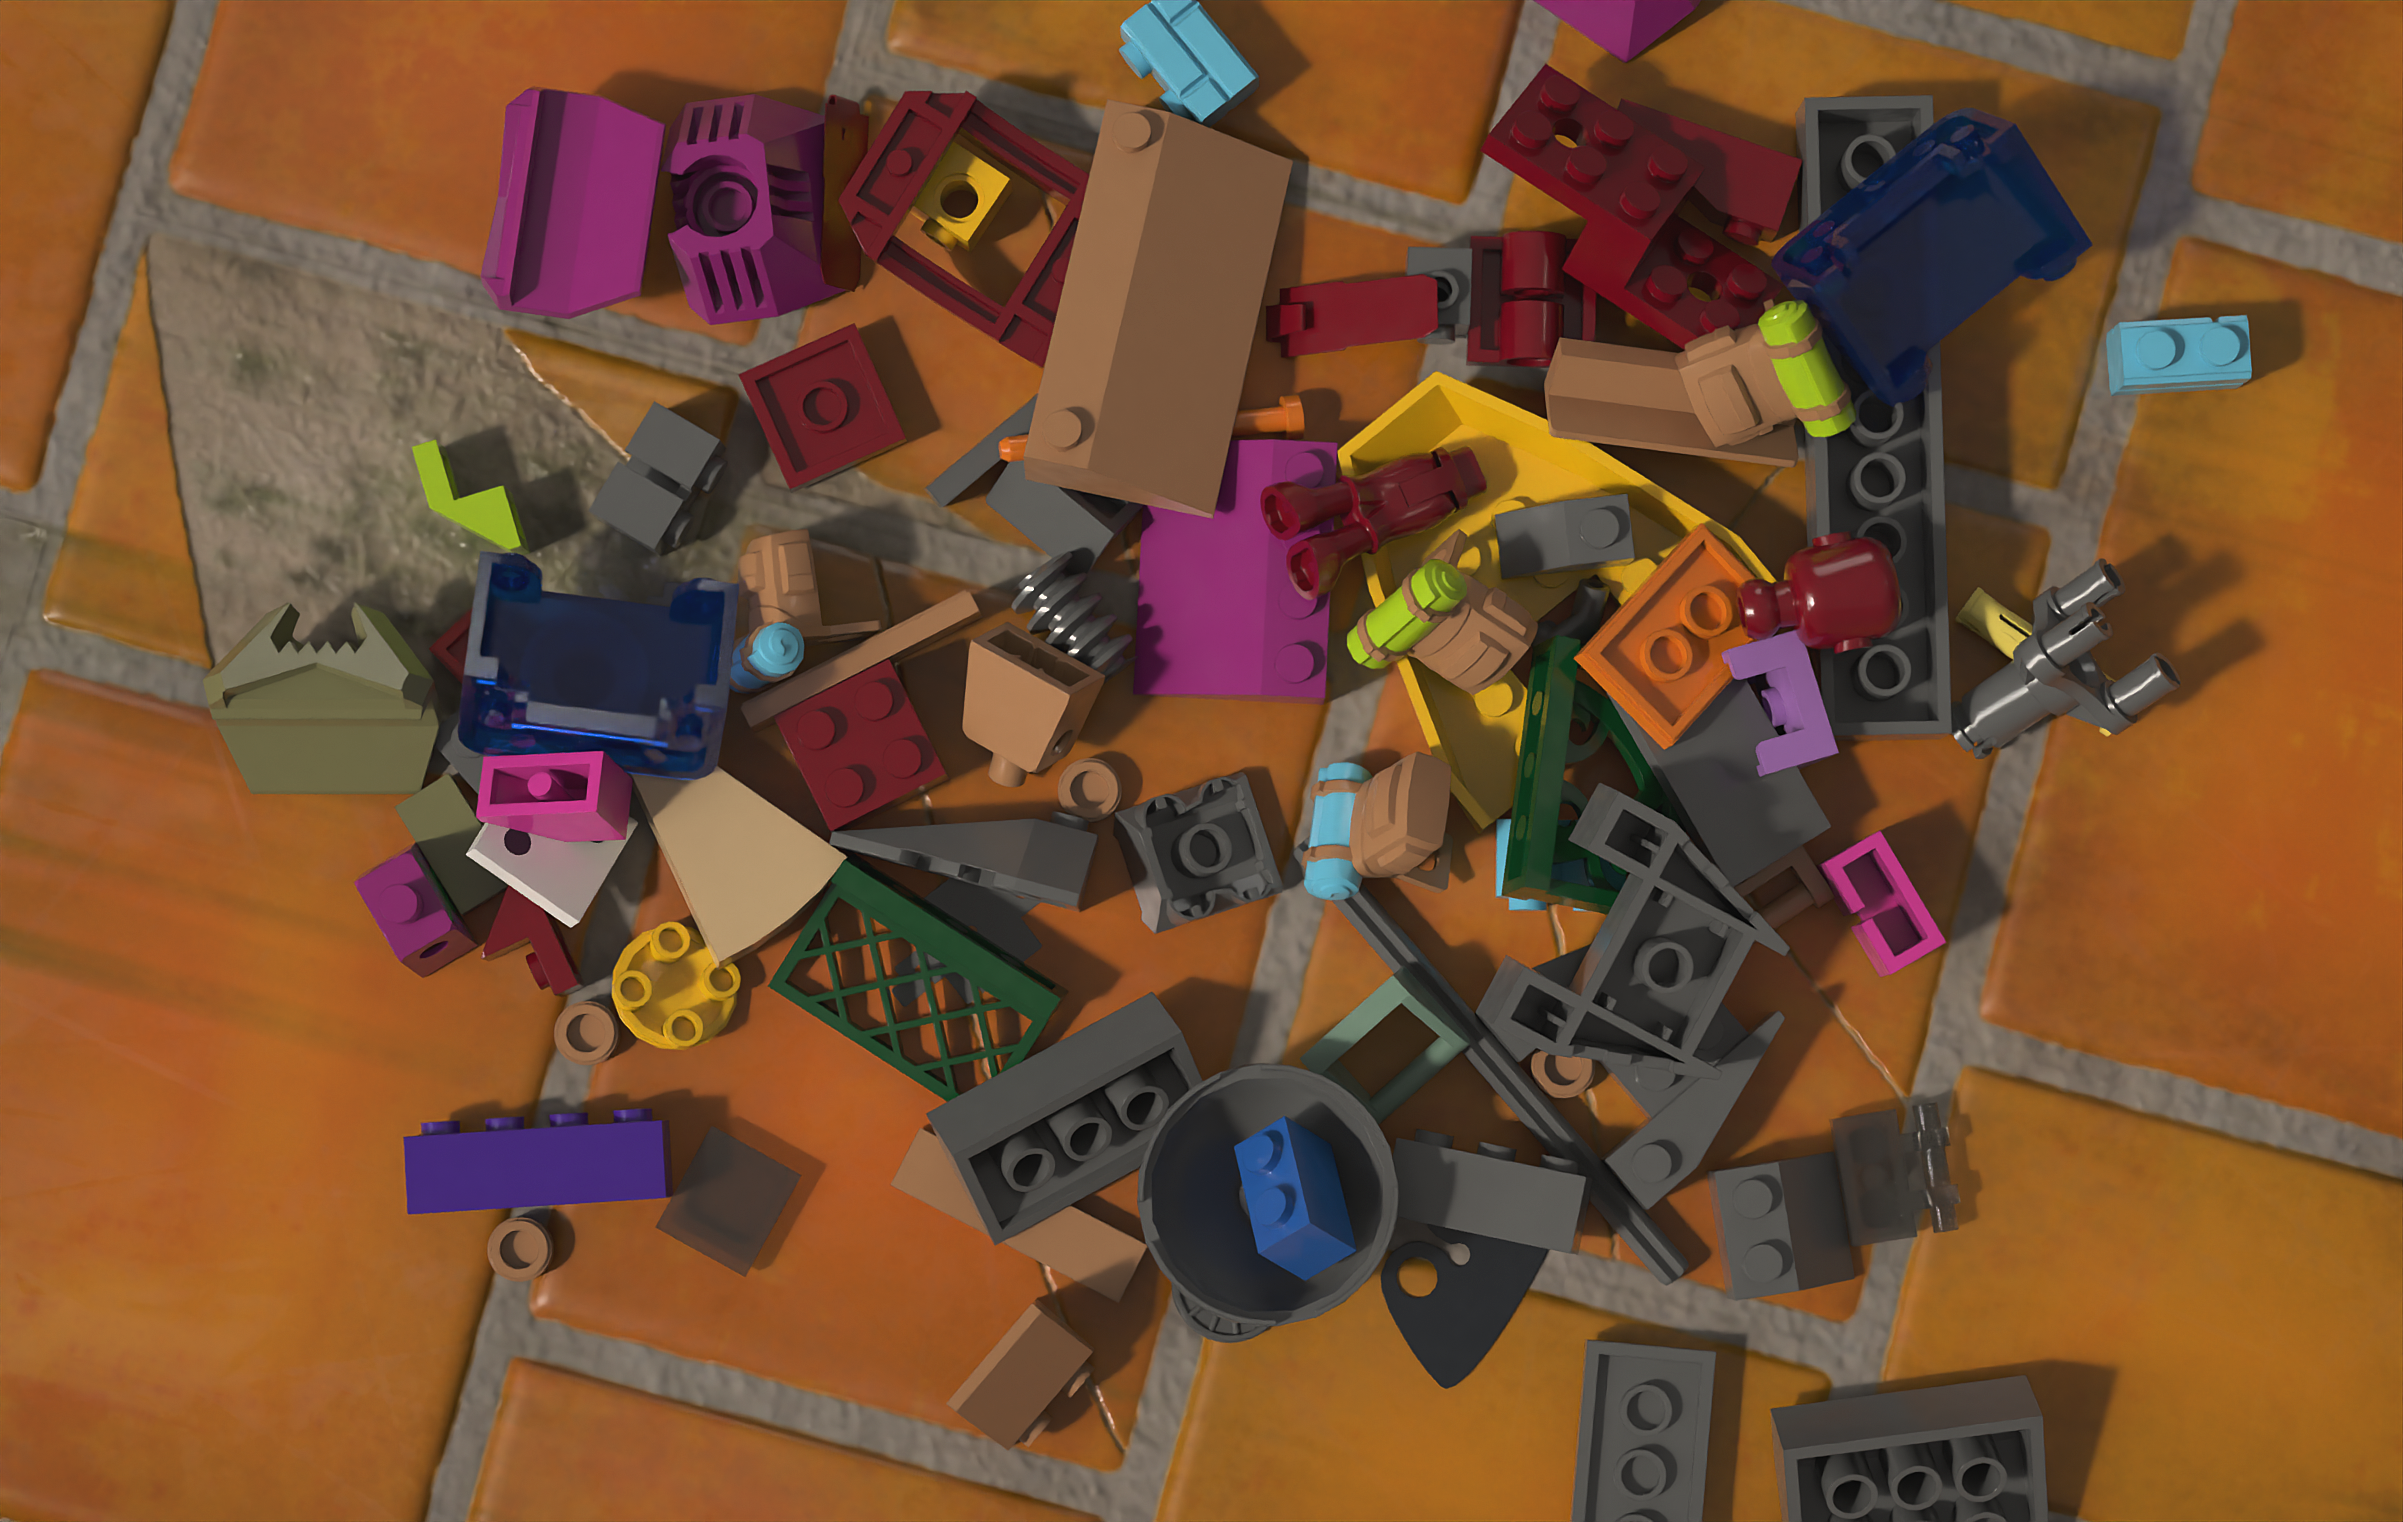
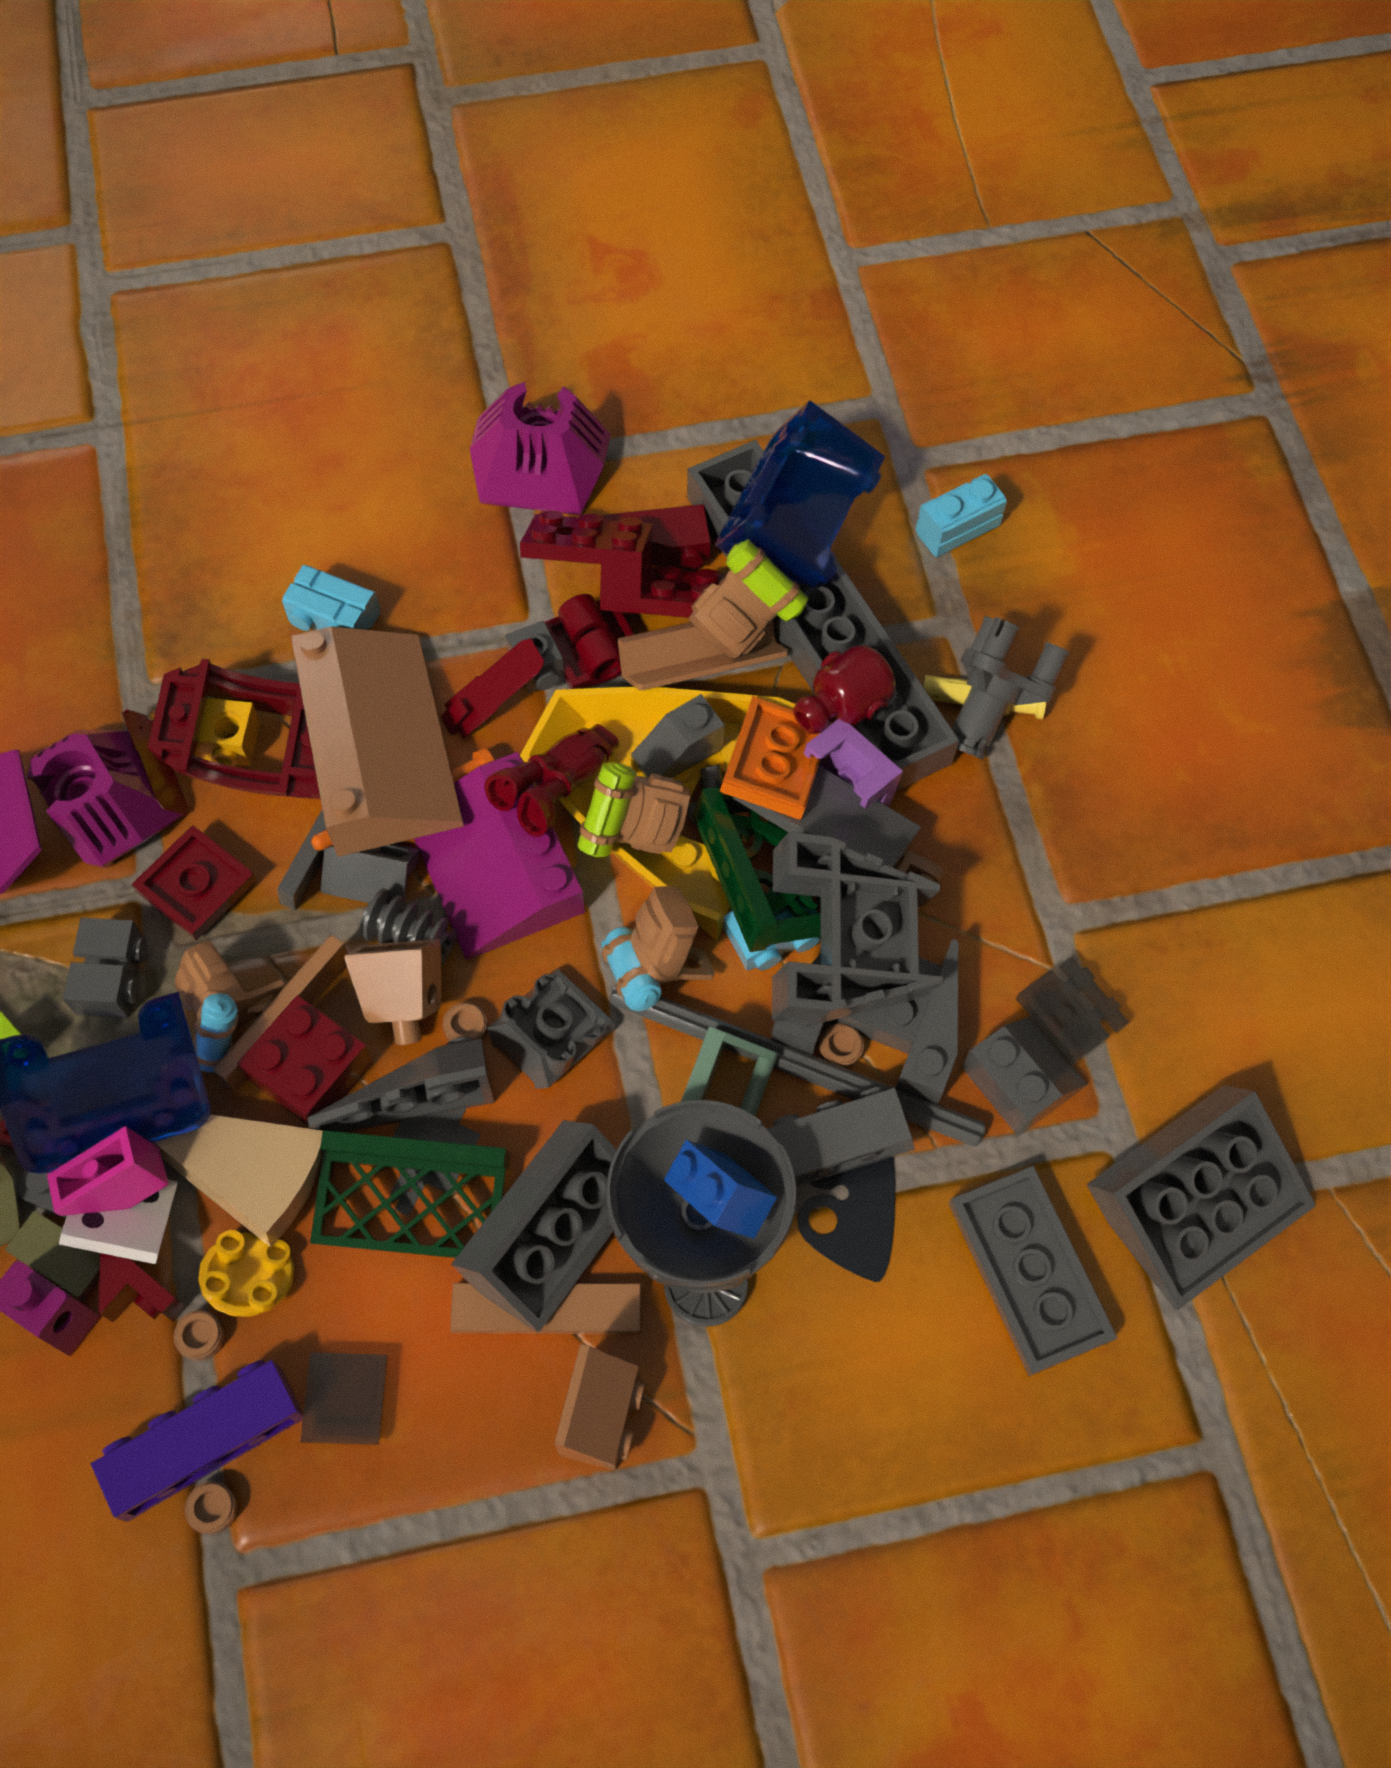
camera: 30 degrees left, 20 degrees down
(1892, 916) = (975, 855): dark pink piece -> none

